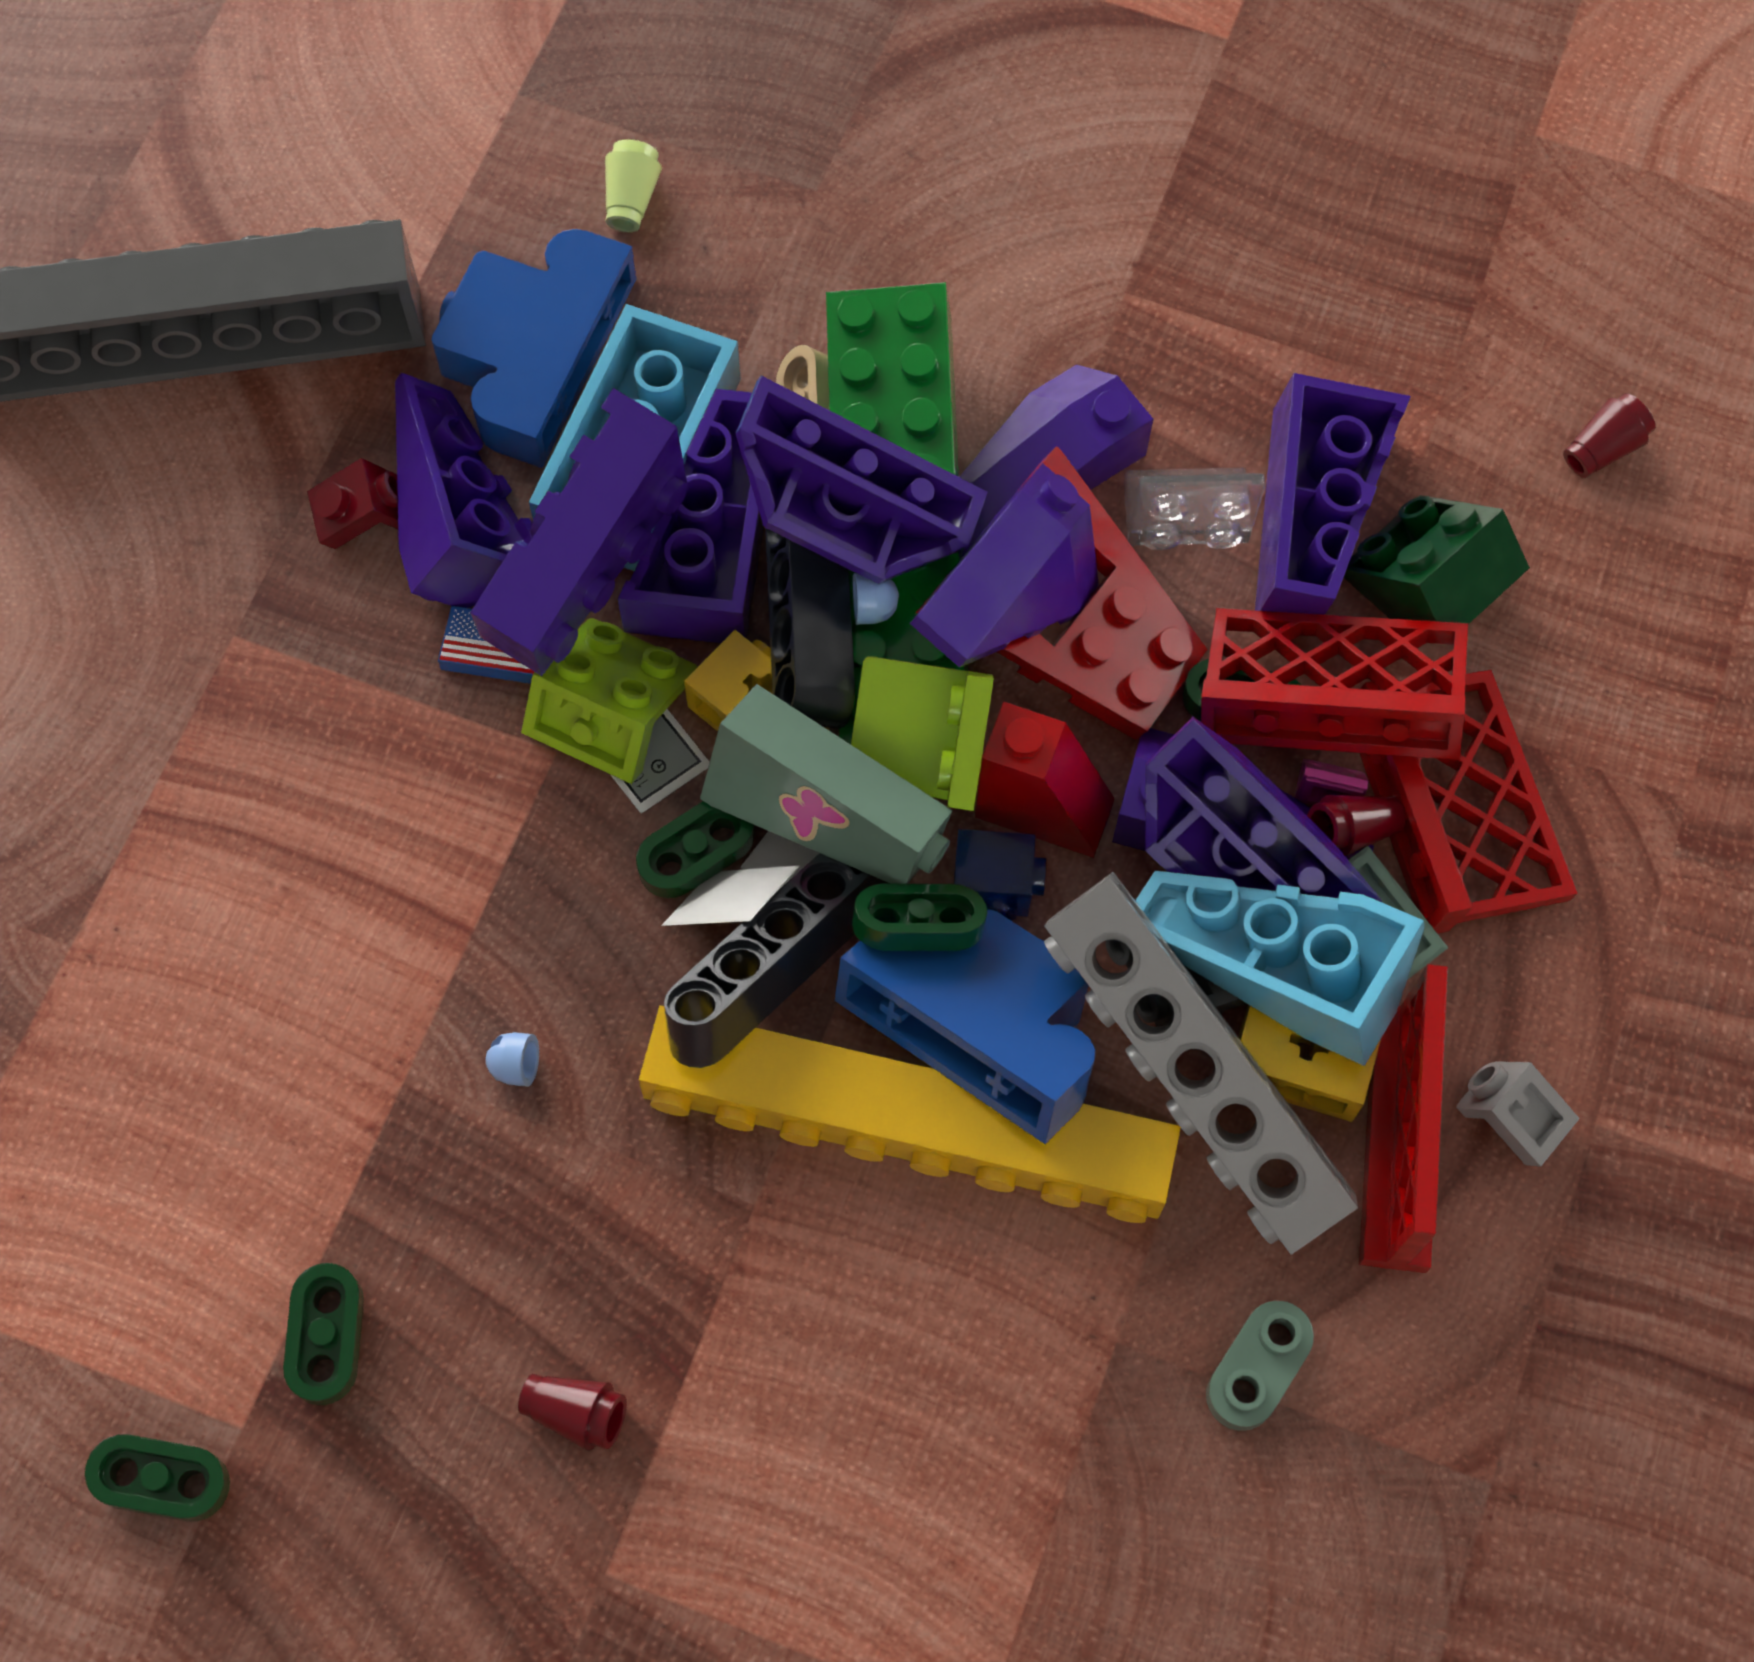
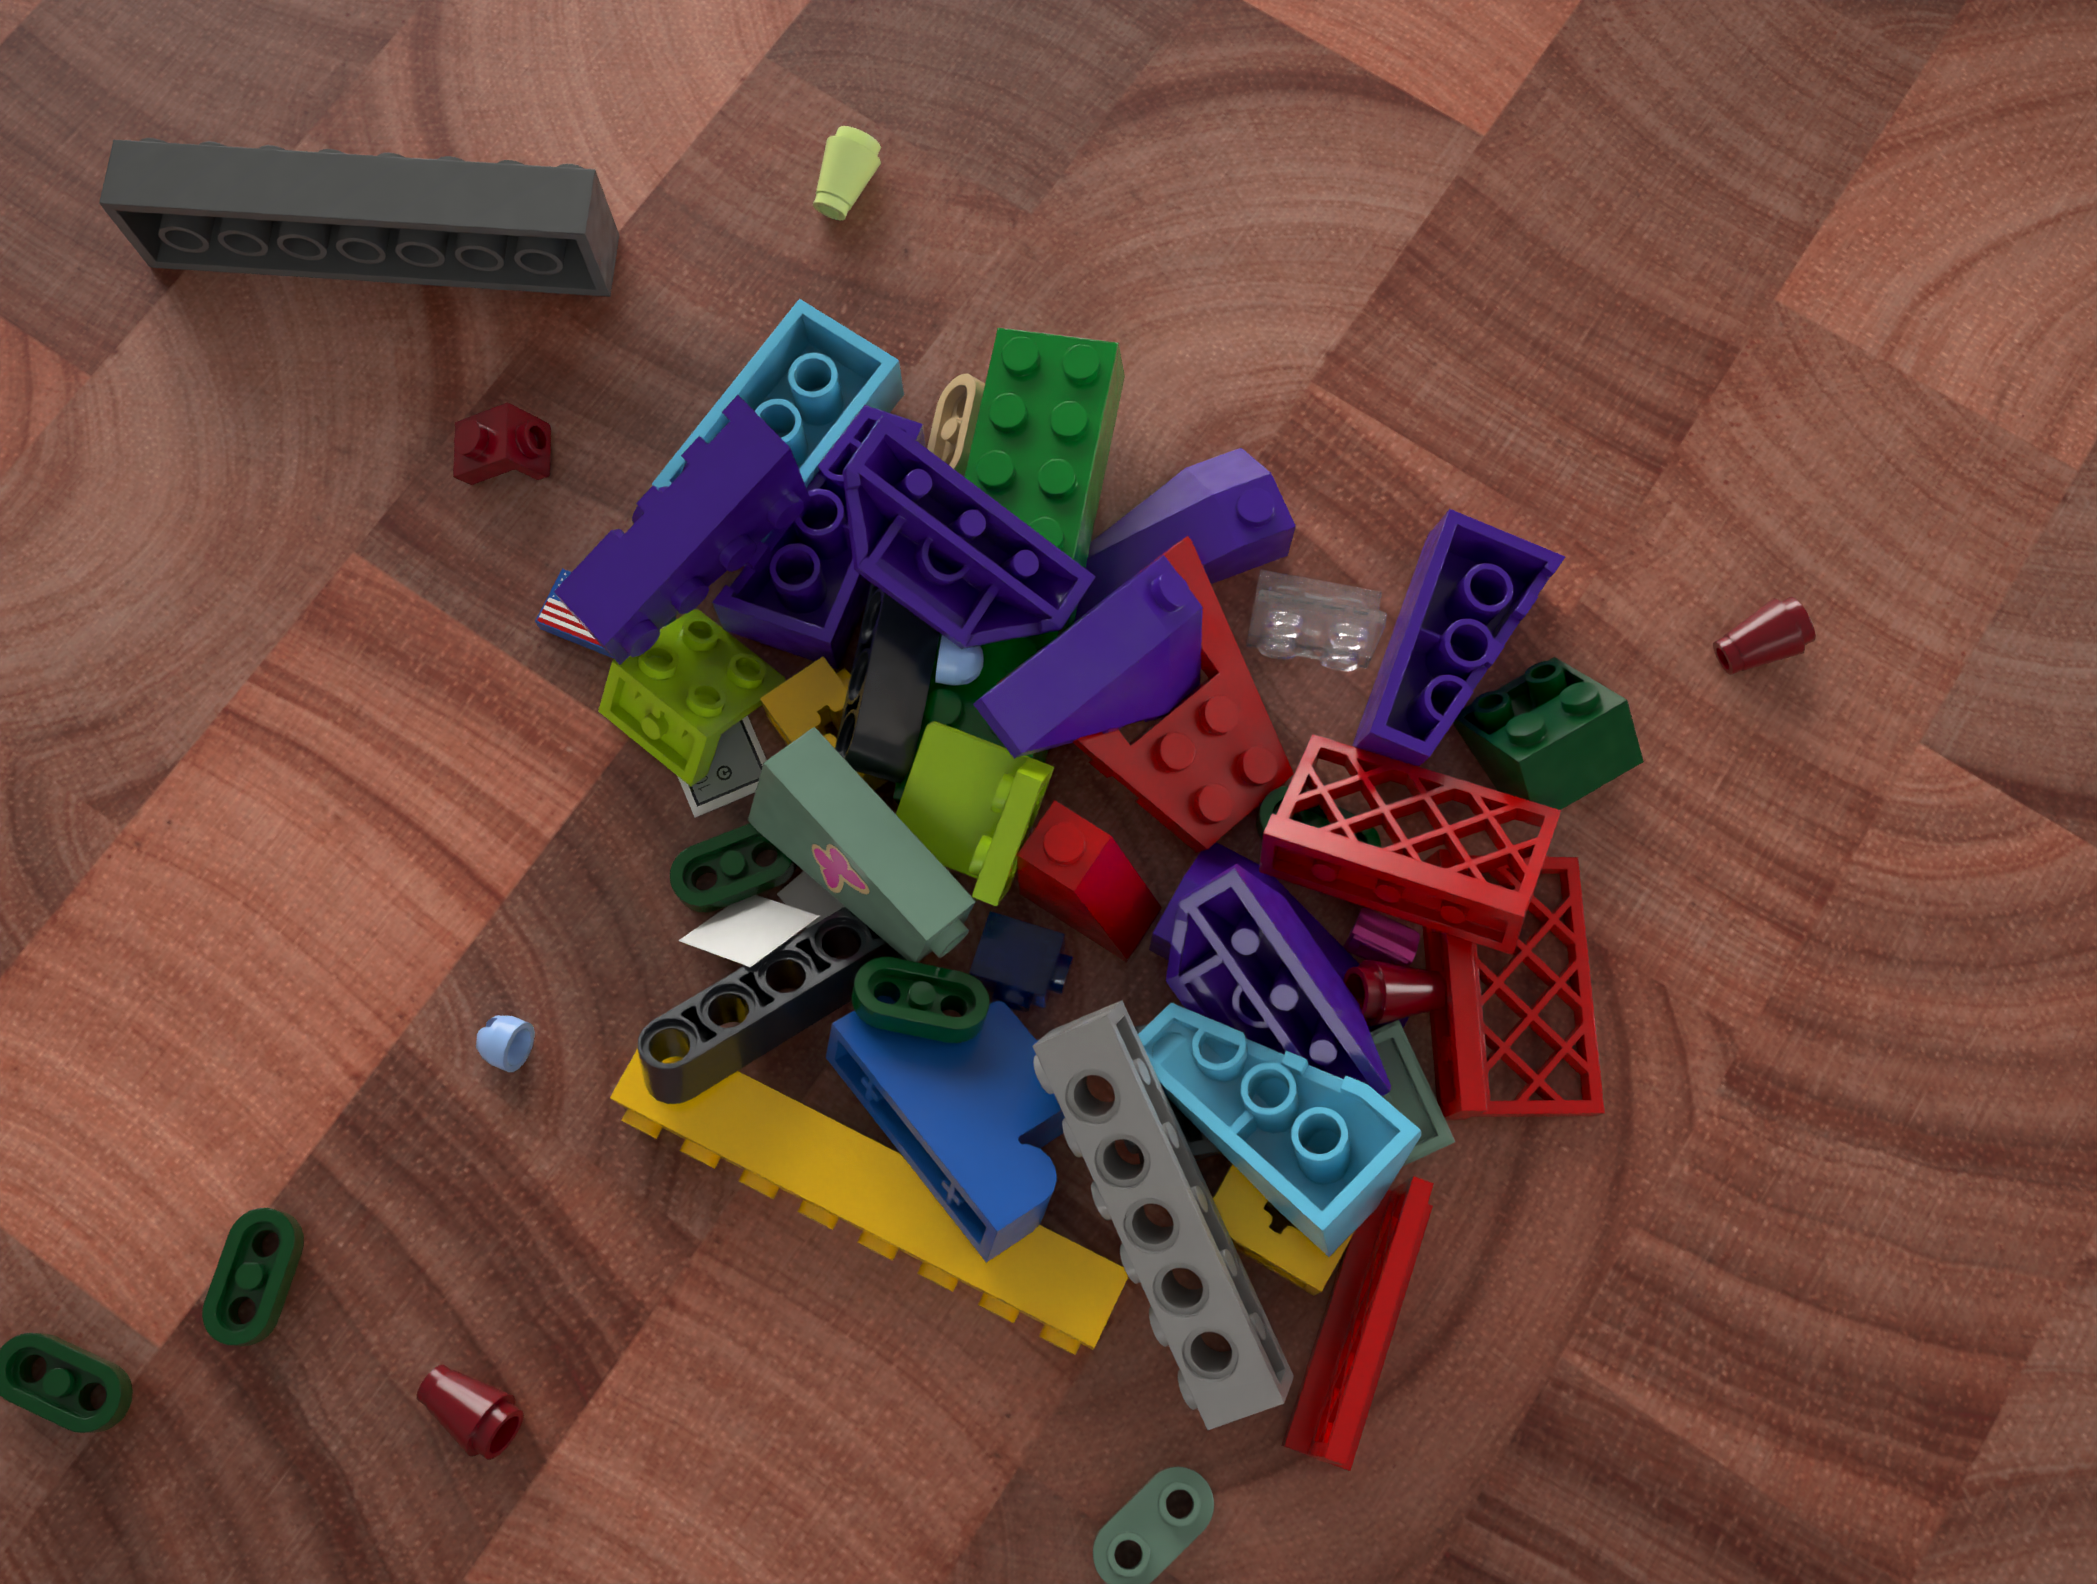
camera: 15 degrees right, 5 degrees up
(449, 503) = (586, 455): dark purple wedge -> none
(532, 336) = (708, 307): blue brick -> none
(1519, 1109) = (1483, 1327): light grey bracket -> none

